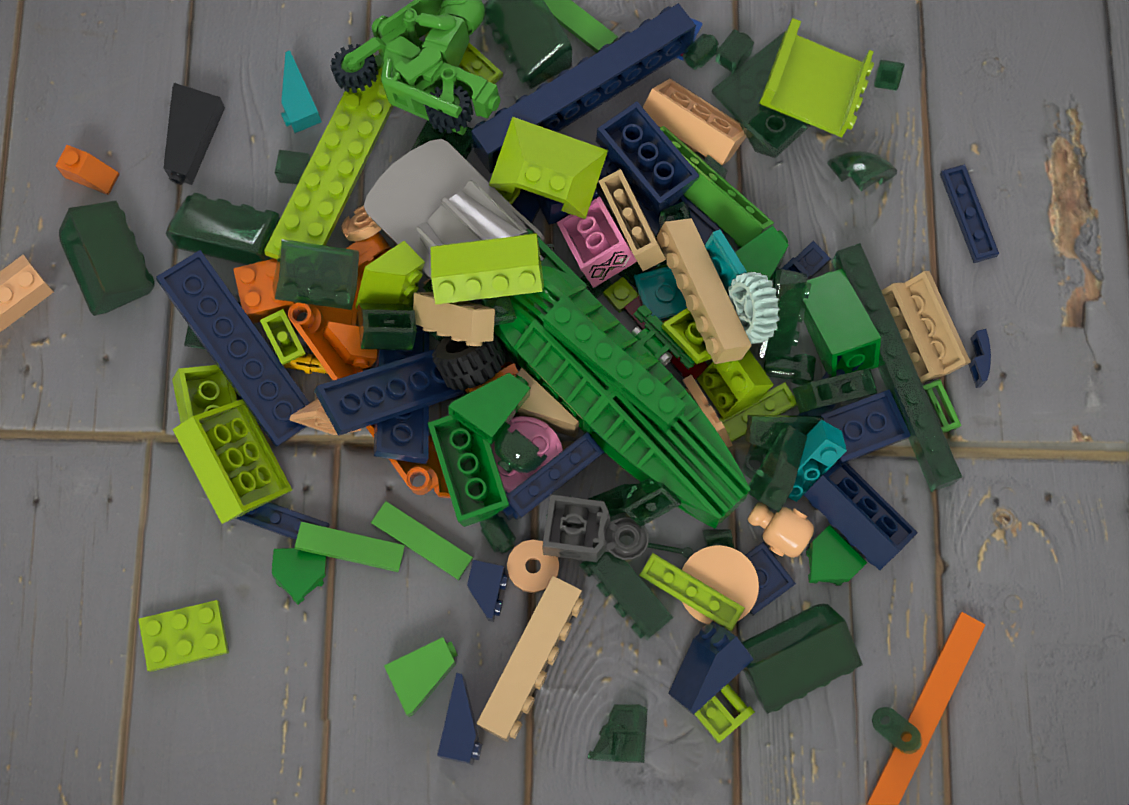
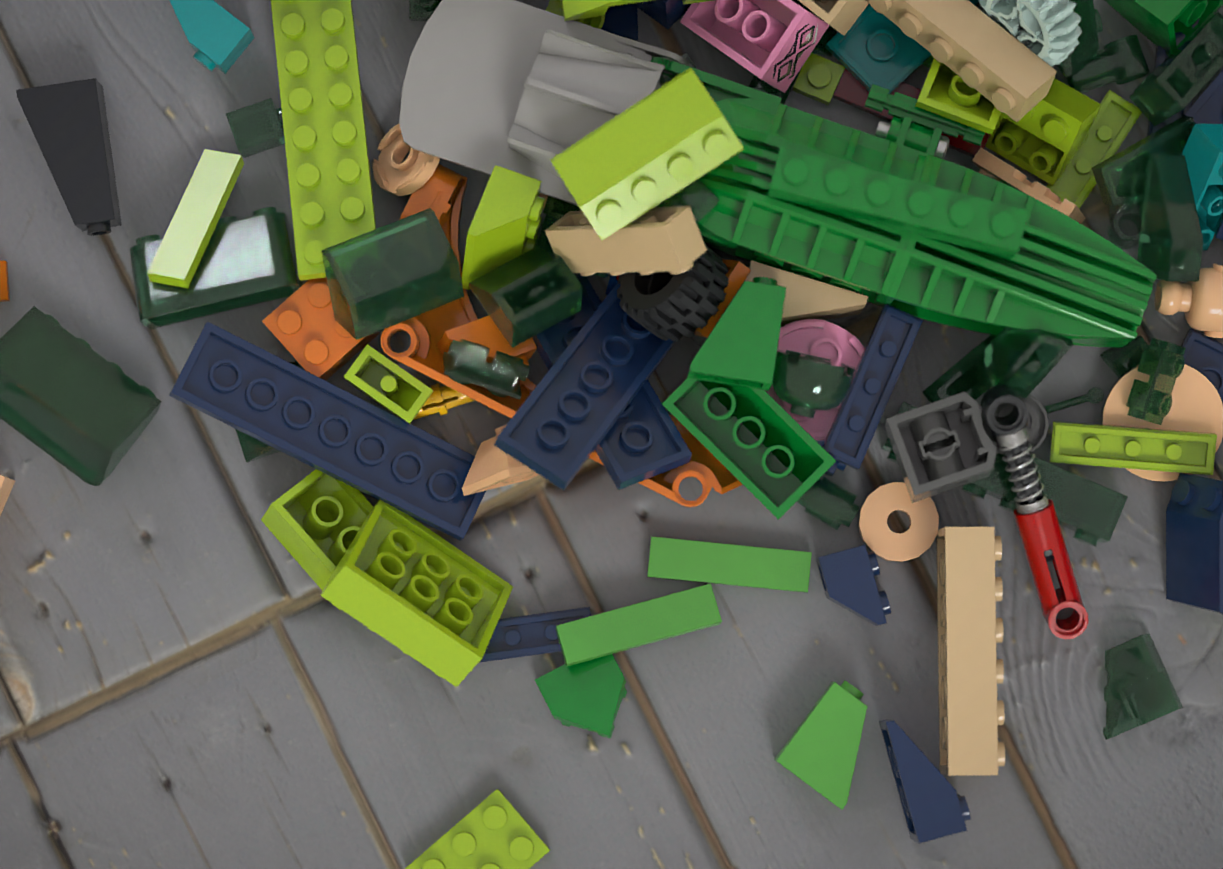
camera: 25 degrees left, 10 degrees up
(229, 196) = (195, 218): none -> tile
(330, 346) = (467, 364): none -> clear green hinge
(610, 600) = (1036, 516): none -> piece
(733, 550) = (1153, 399): none -> clear green hinge

